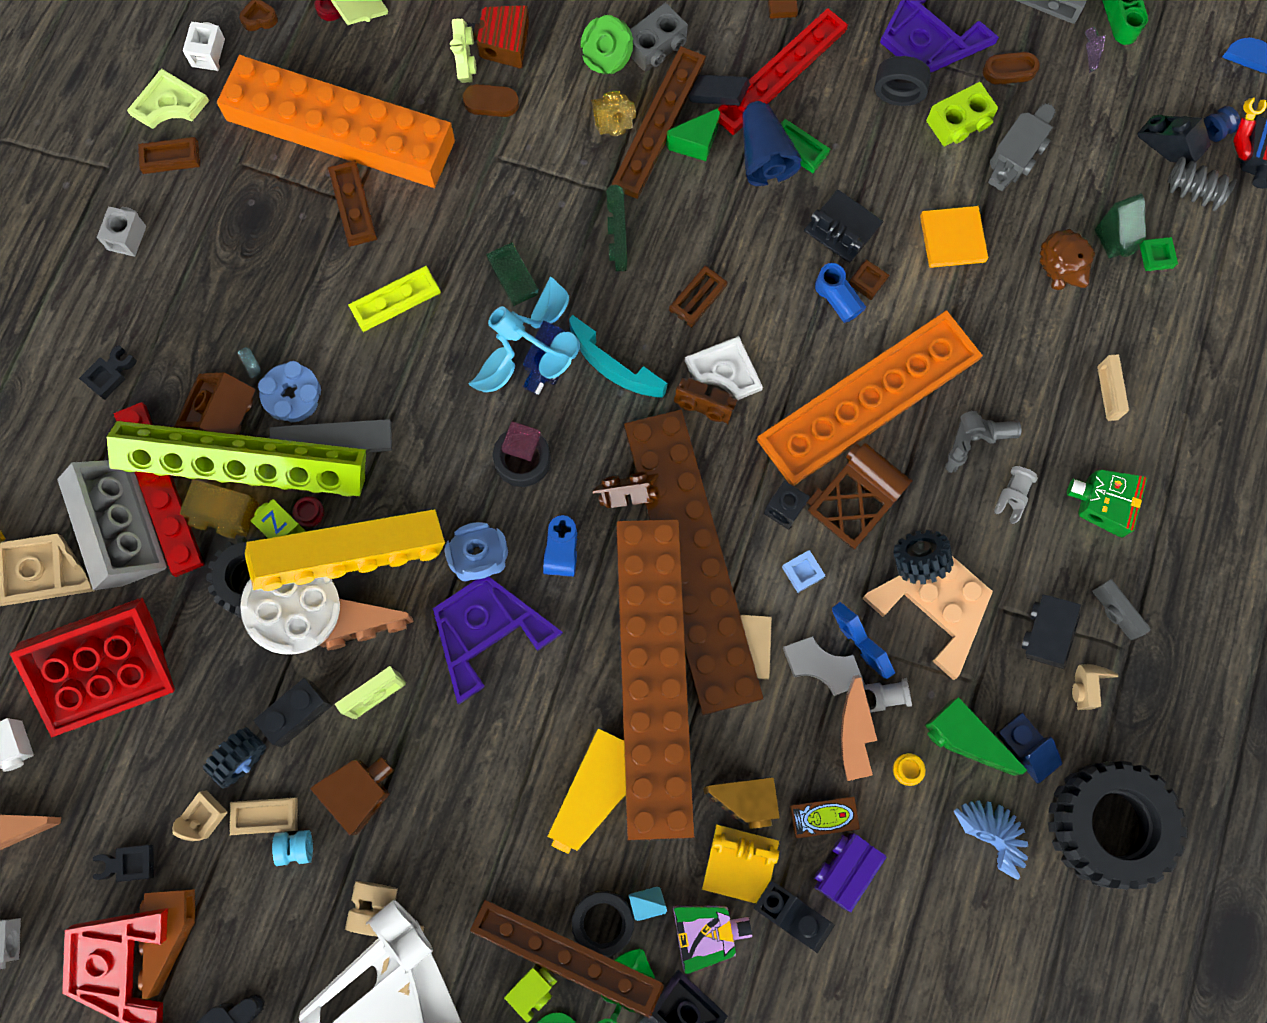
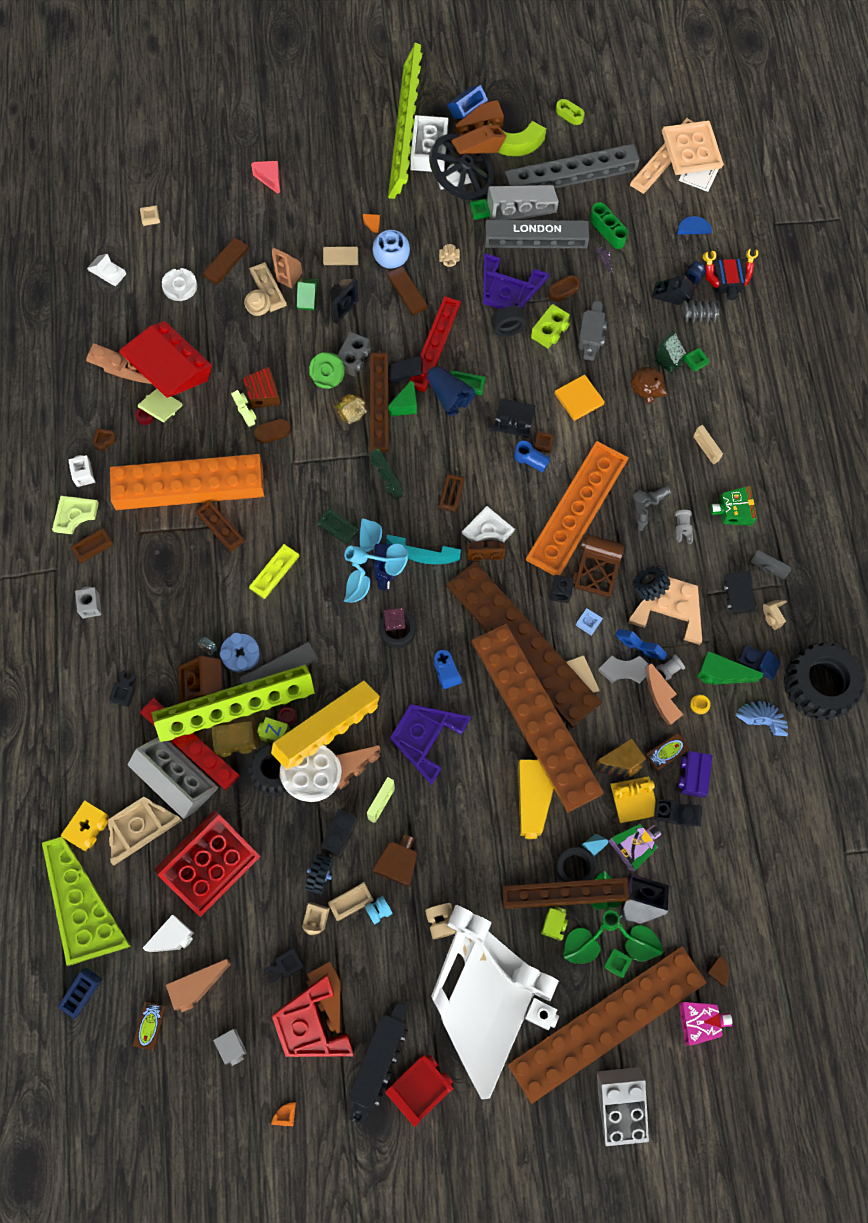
camera: 25 degrees left, 5 degrees down
(481, 565) = (400, 703): medium blue plate -> none
(638, 485) = (461, 623): reddish brown hinge -> none

